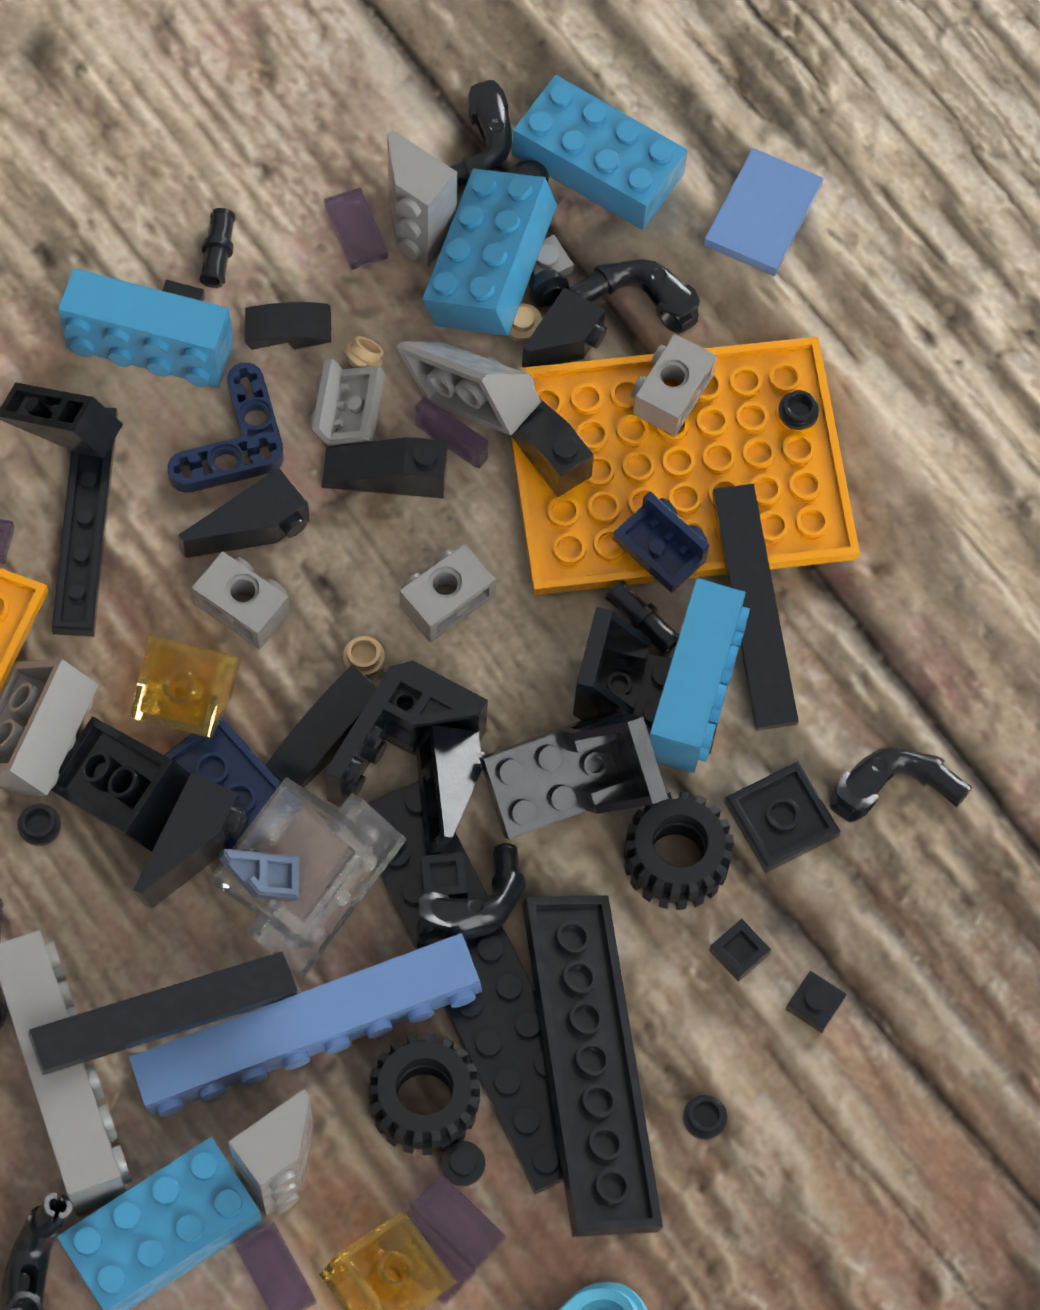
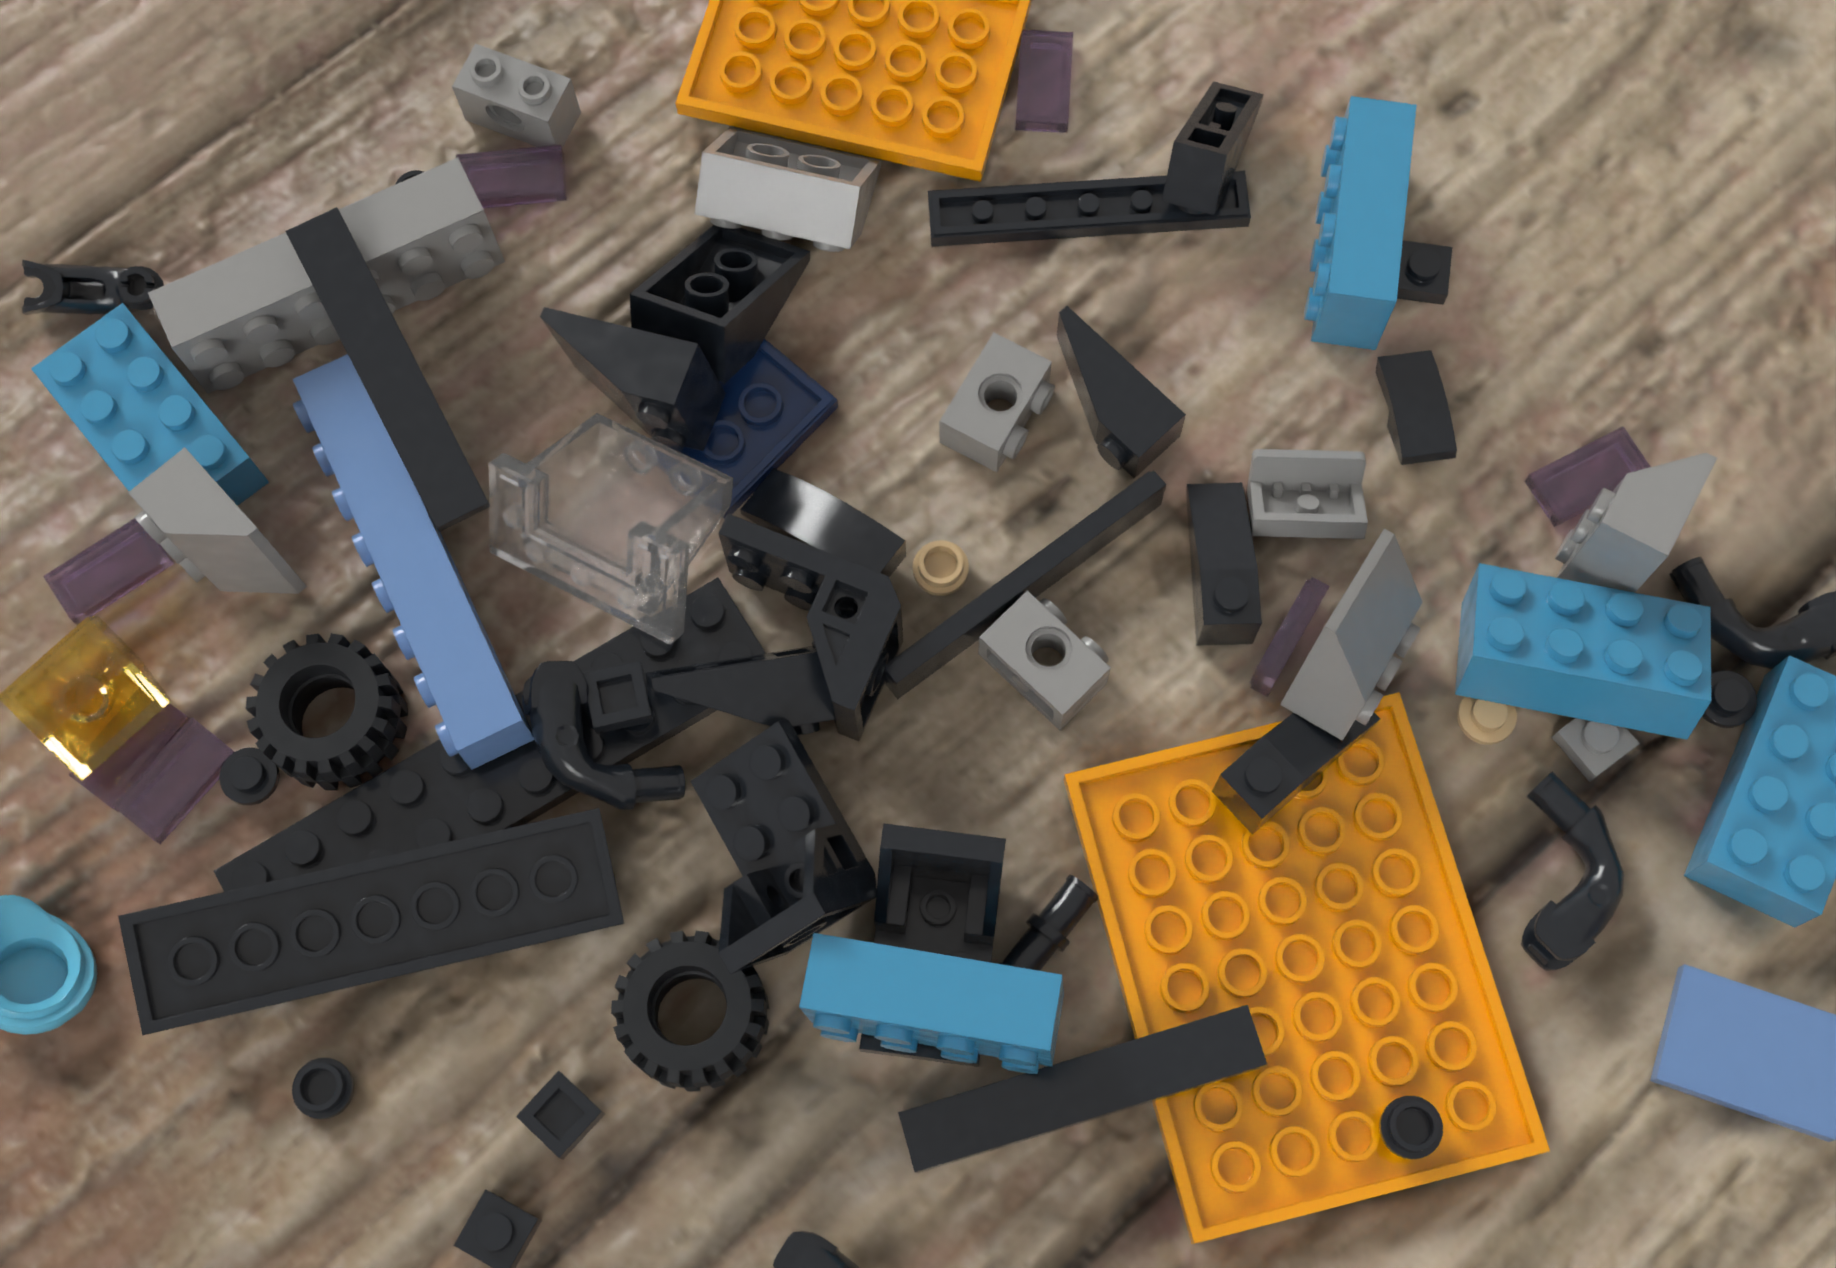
camera: 90 degrees right, 5 degrees up
(39, 824) = (665, 218): black plate -> none
(184, 686) = (861, 348): clear yellow slope -> none
(217, 247) = (1515, 303): black pin -> none
(251, 439) = (1238, 386): dark blue beam -> none
(264, 873) = (608, 477): sand blue tile -> none
(364, 353) = (1390, 508): tan plate -> none
(379, 584) = (1034, 576): none -> black tile
(547, 287) = (1549, 744): black plate -> none
(565, 332) = (1479, 774): black slope -> none
(662, 542) = (1149, 938): dark blue bracket -> none
(667, 405) = (1378, 934): light grey brick -> none
(782, 816) = (770, 1162): black tile -> none

